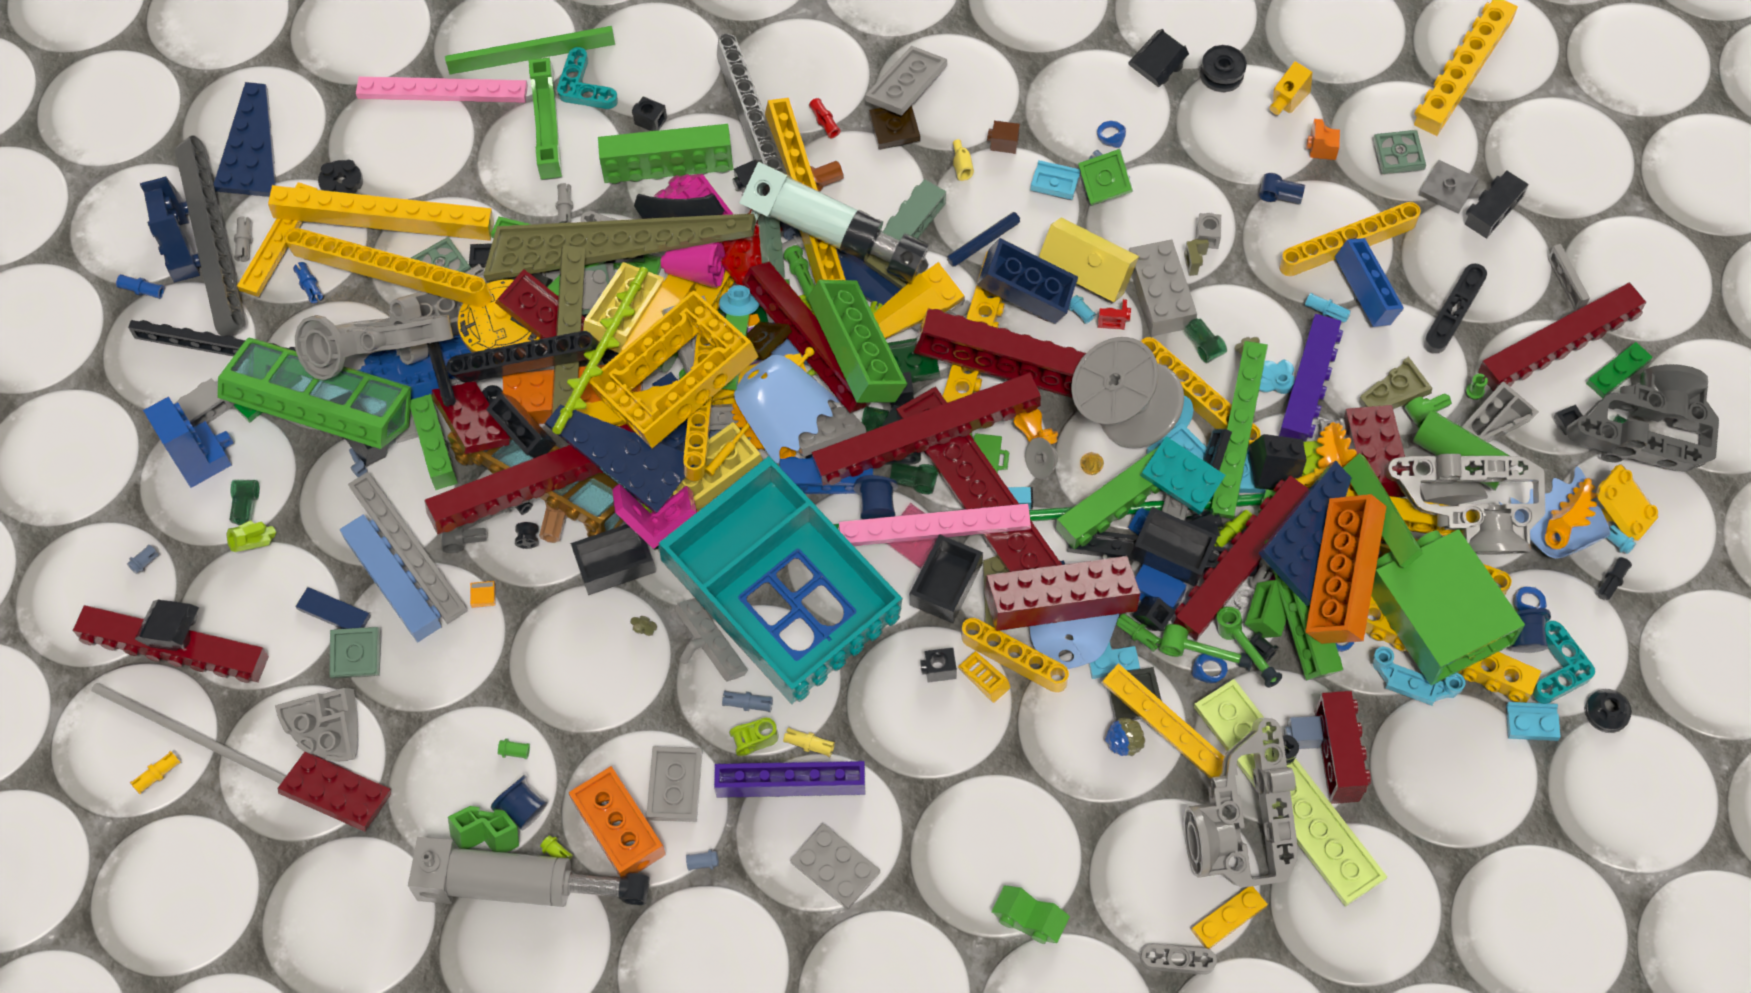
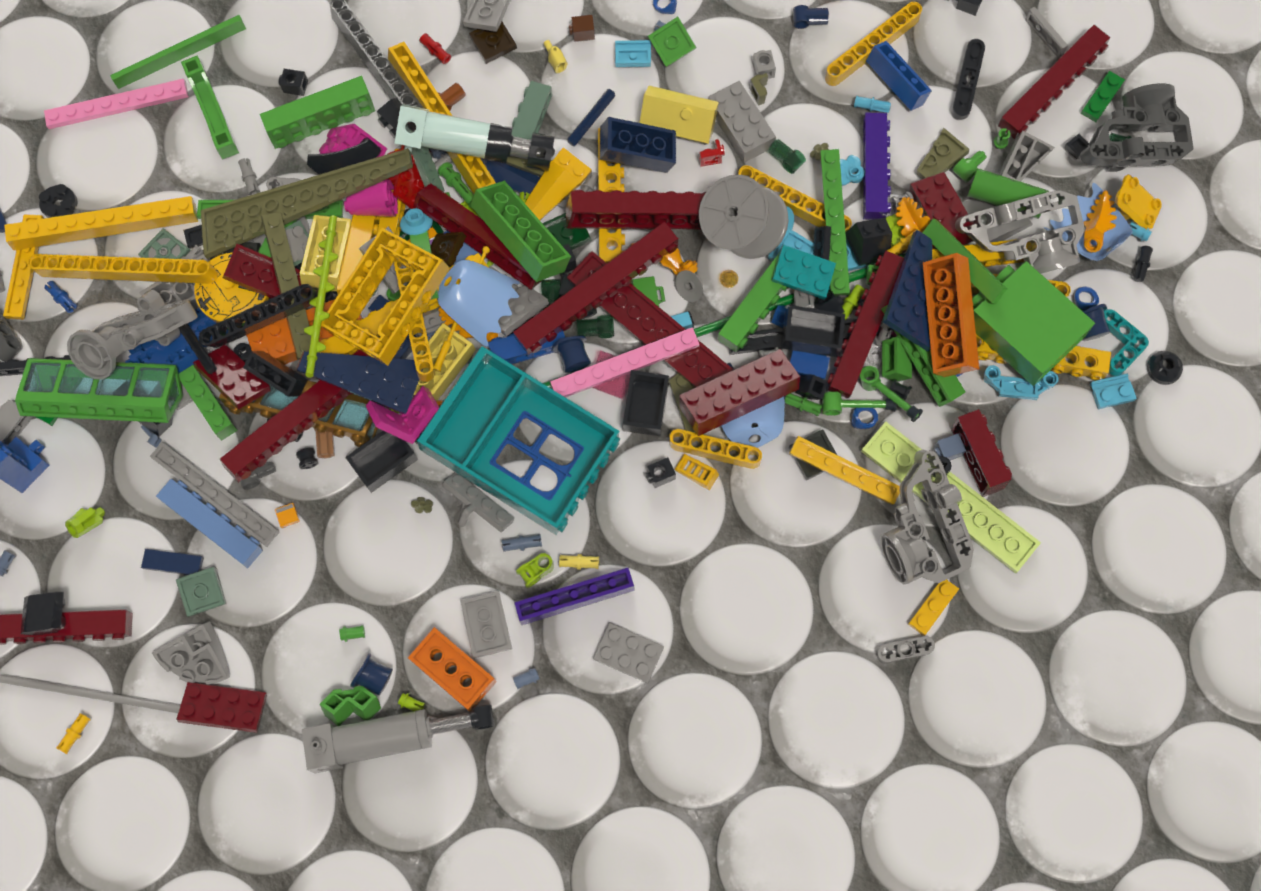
camera: 15 degrees left, 10 degrees up
(243, 497) = (68, 489): clear green piece -> none
(578, 88) = (228, 74): teal beam -> none
(1035, 918) = (782, 648): bright green brick -> none
(1084, 312) = (684, 155): medium azure pin -> none
(1110, 658) = (790, 431): medium azure plate -> none
(1125, 737) = (818, 490): piece -> none

